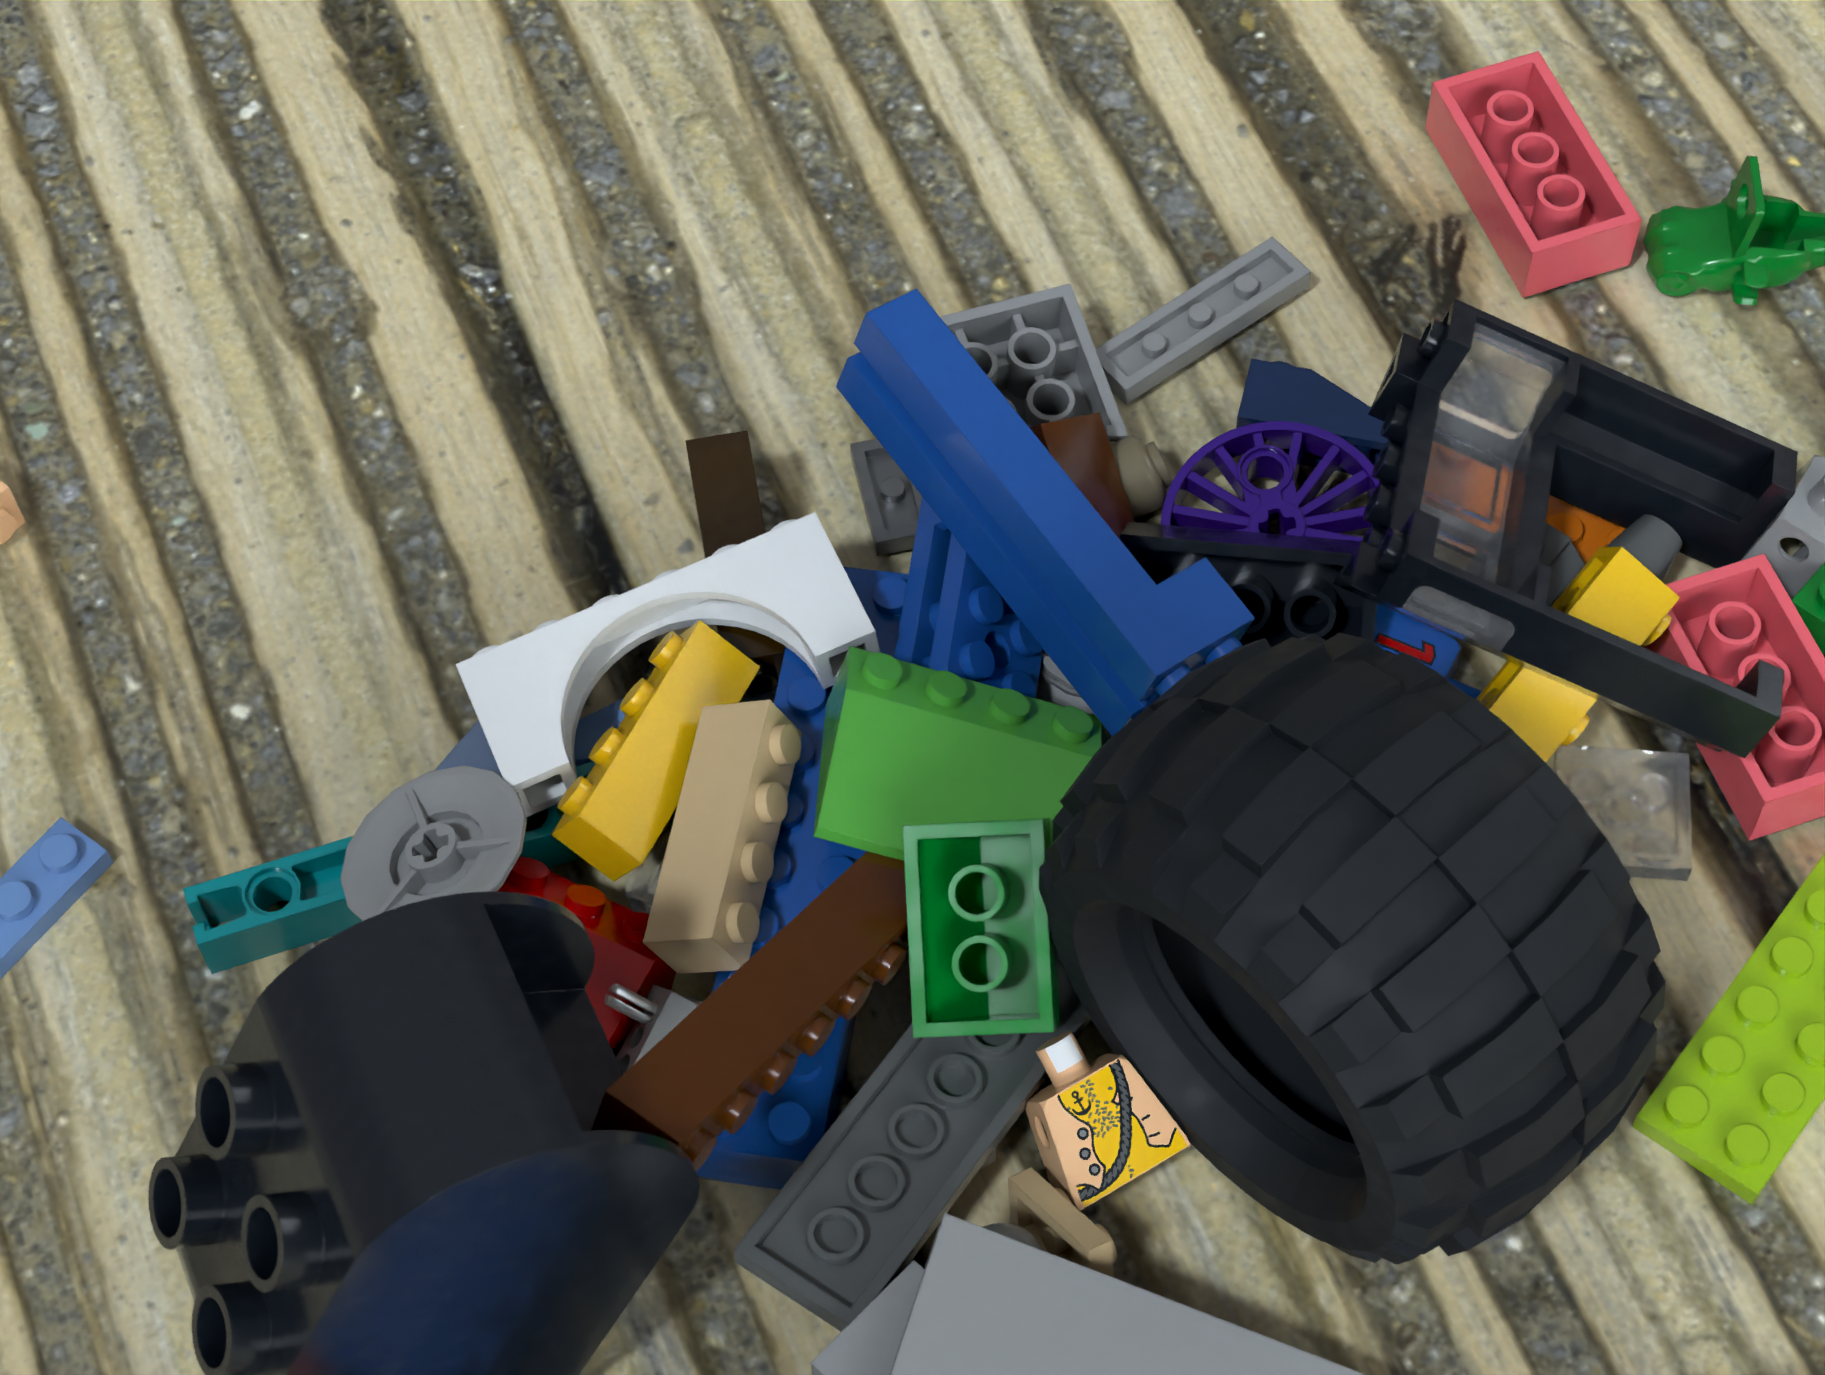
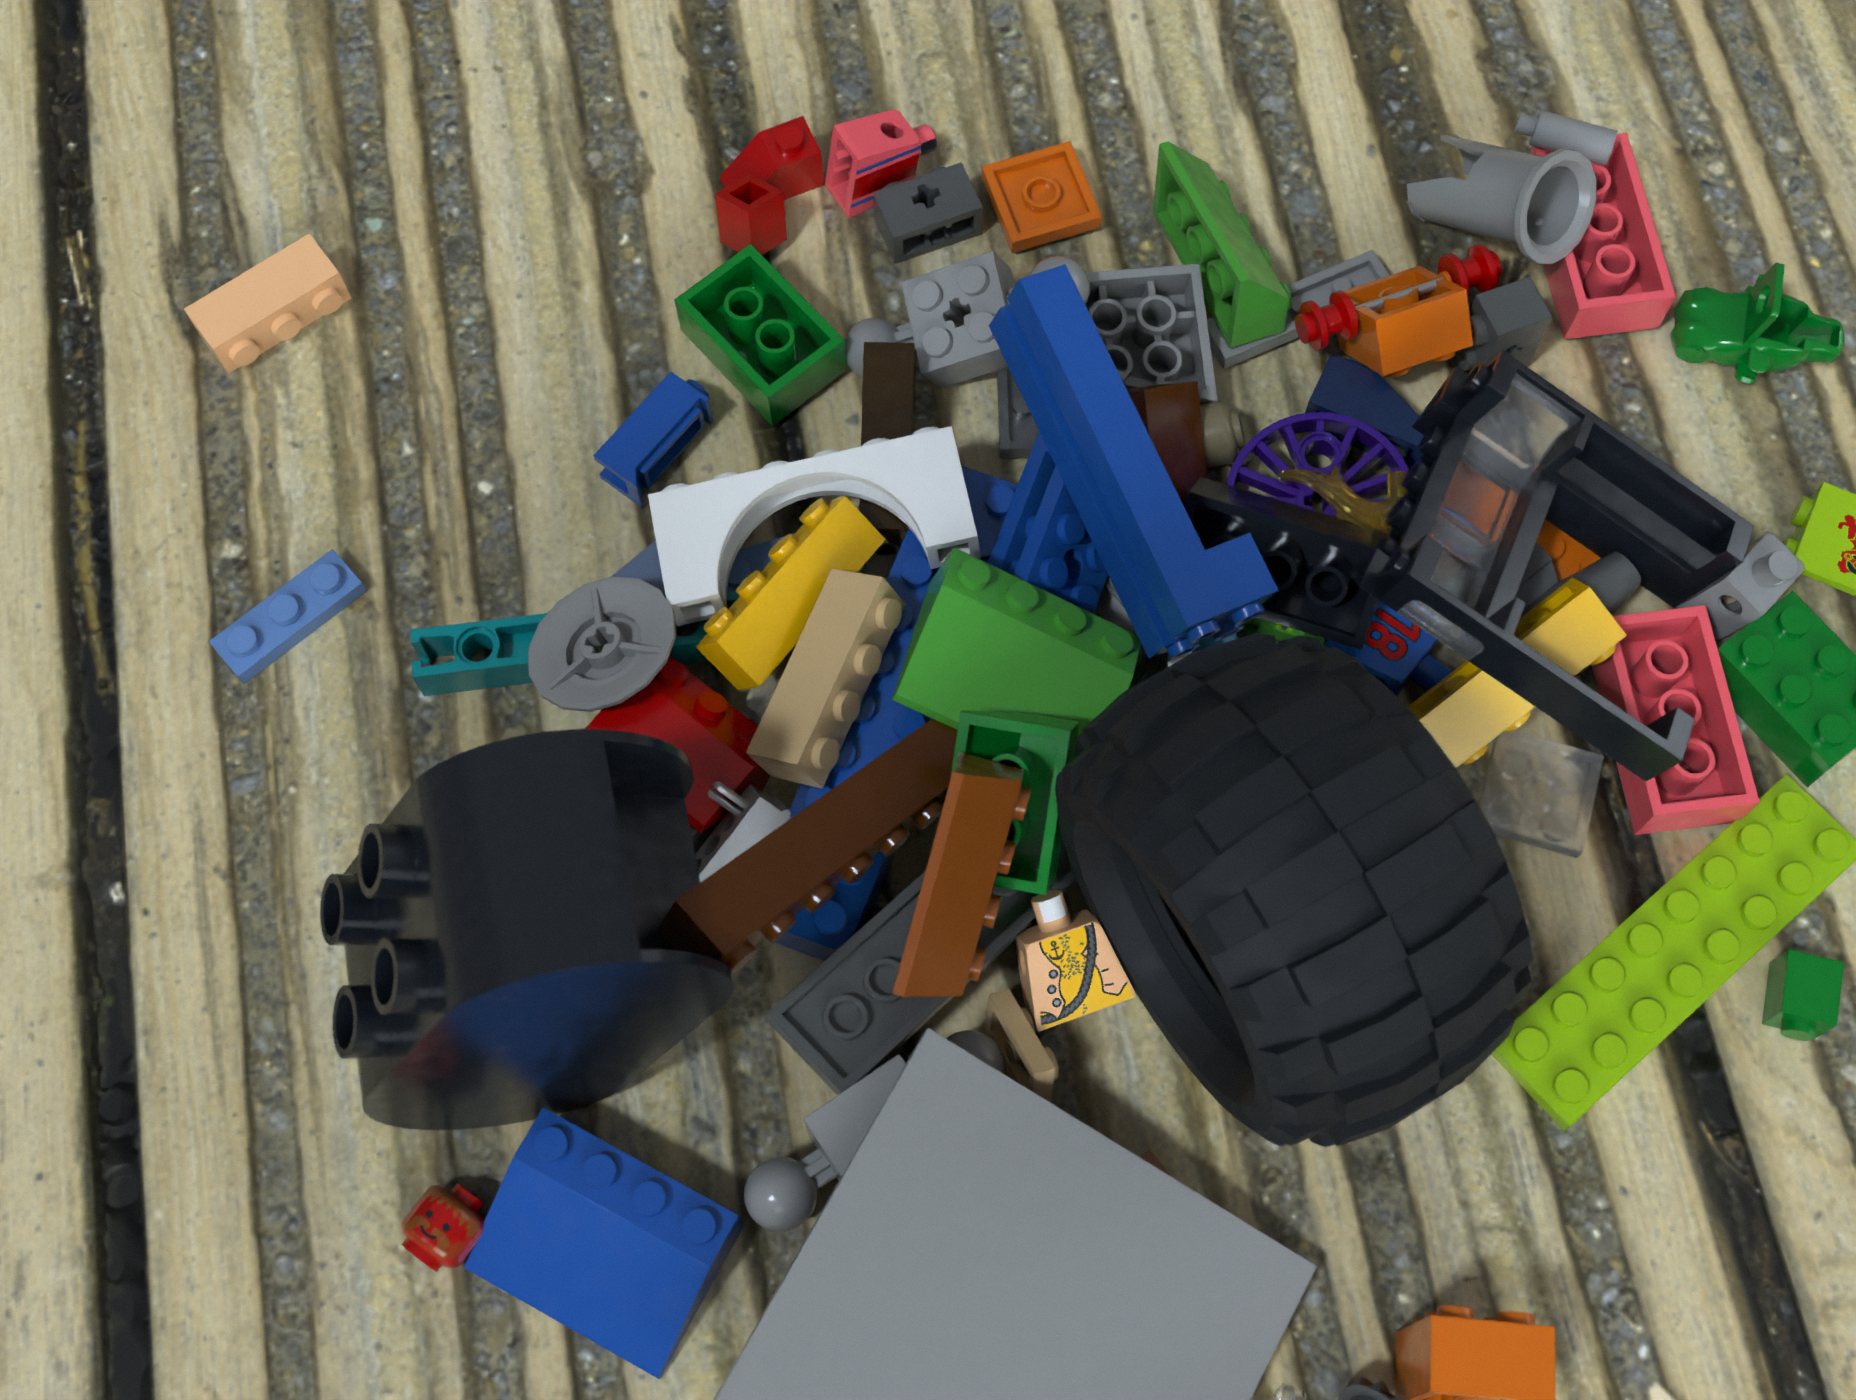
camera: 10 degrees right, 10 degrees up
(443, 608) = (654, 436): none -> blue window
(512, 332) = (751, 214): none -> red brick
(527, 274) = (782, 157): none -> red slope
(553, 464) = (761, 334): none -> green brick
(648, 242) = (872, 154): none -> coral torso
(727, 291) = (928, 212): none -> dark grey brick
(786, 403) = (939, 307): none -> light grey brick
(860, 250) = (1041, 197): none -> orange plate
(945, 1026) = (960, 878): none -> dark orange slope
(1065, 242) = (1210, 232): none -> bright green slope
(1307, 516) = (1345, 501): none -> clear yellow piece
(1328, 299) = (1403, 315): none -> orange brick
(1422, 142) = (1513, 198): none -> light grey piece
(1447, 270) = (1506, 320): none -> dark grey brick
(1471, 64) = (1561, 132): none -> light grey cylinder

